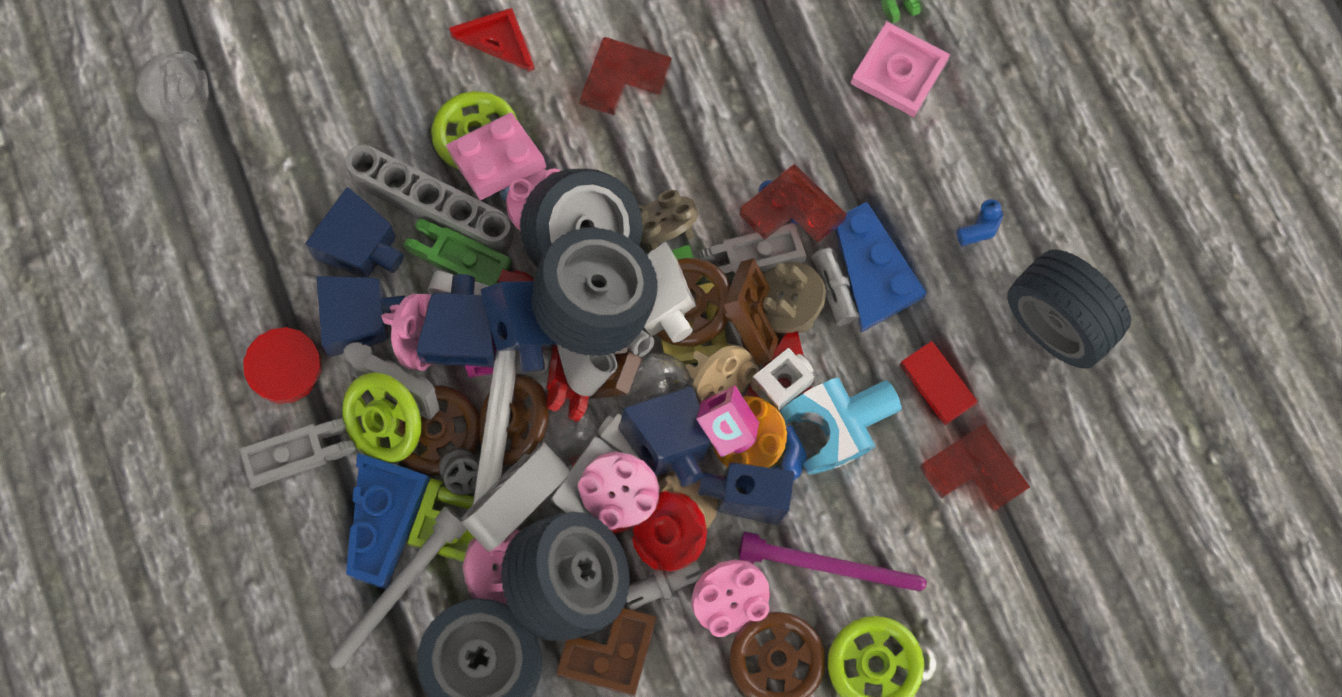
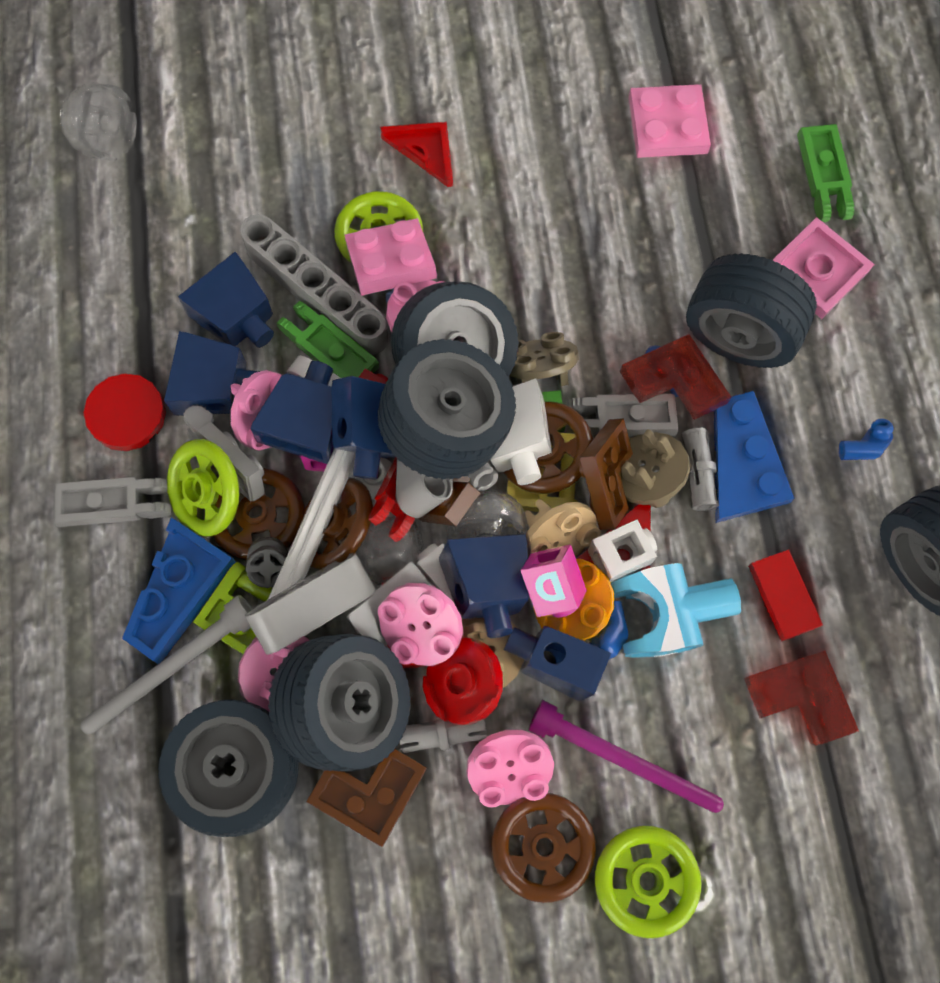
camera: 15 degrees right, 0 degrees up
(622, 65) = (535, 201): clear red plate -> none
(845, 129) = (751, 310): none -> black wheel

